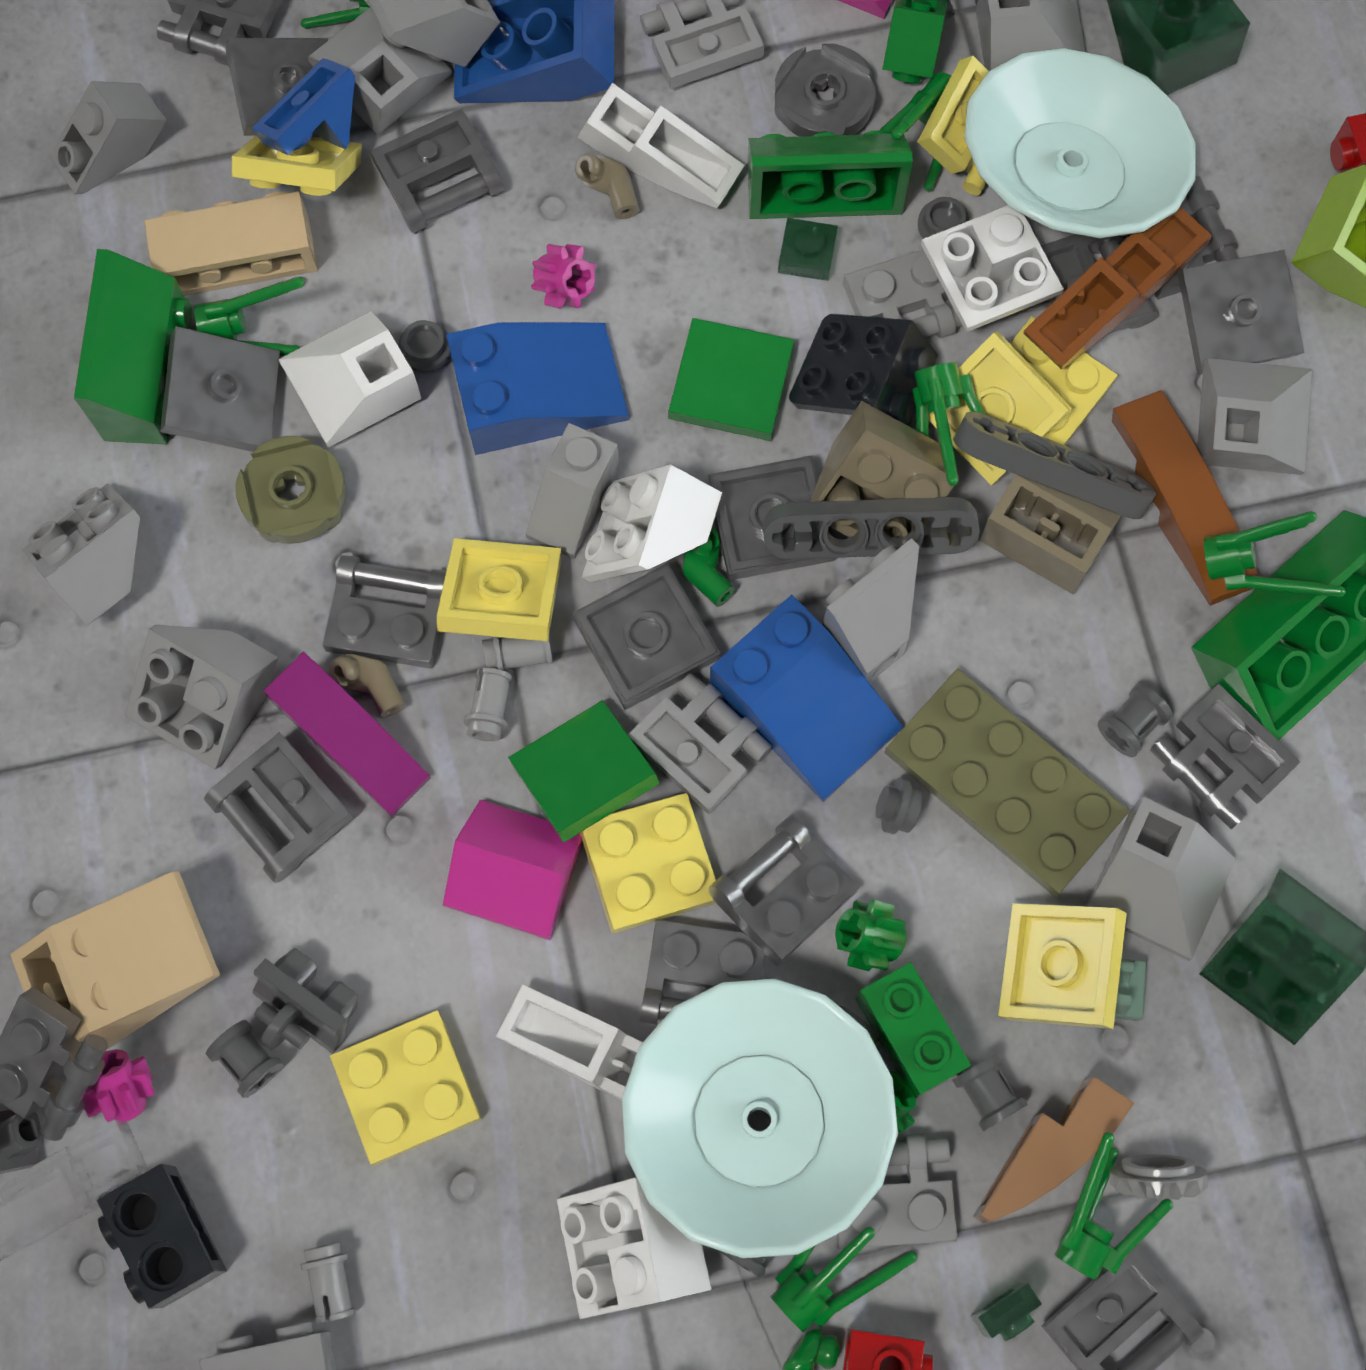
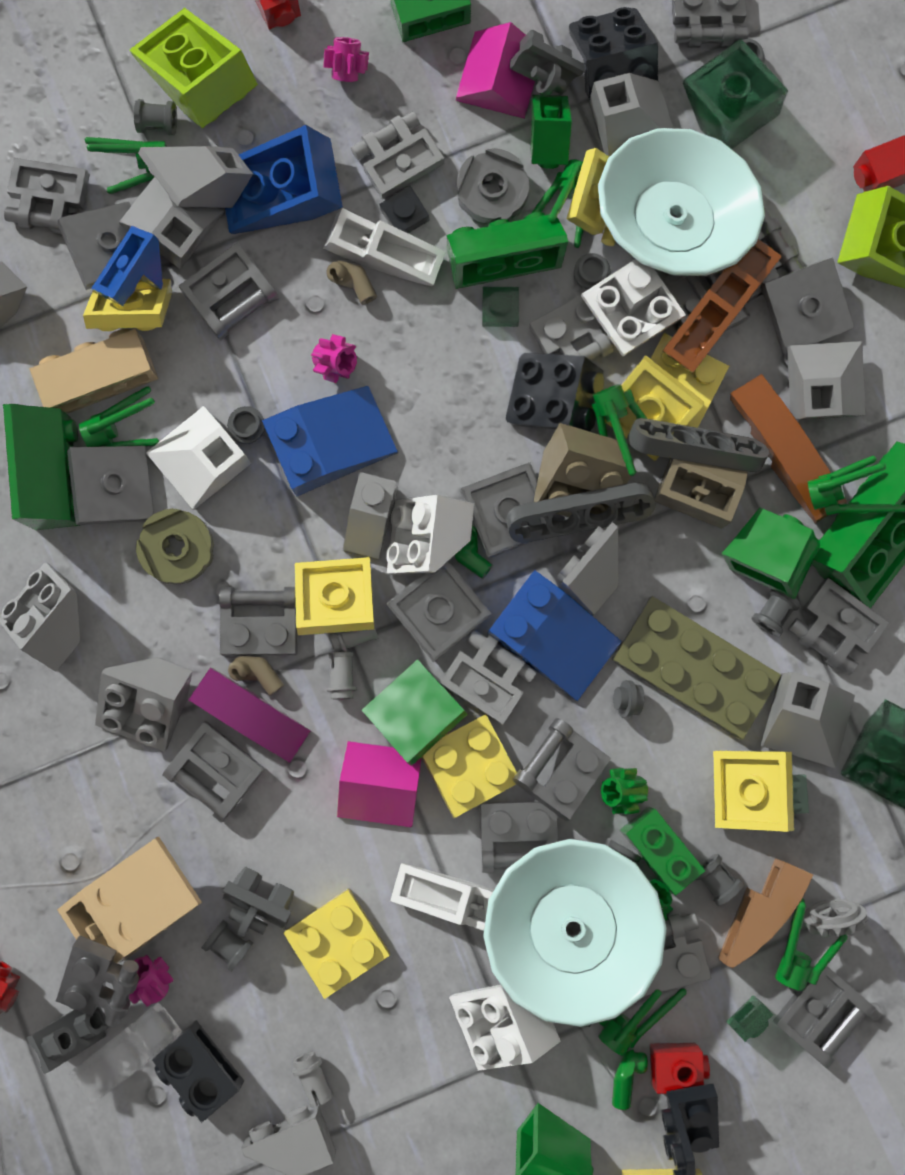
camera: 15 degrees left, 10 degrees up
(699, 105) = (404, 210): none -> black plate
(731, 379) = (464, 412): green tile -> none
(1141, 630) = (773, 551): none -> green torso

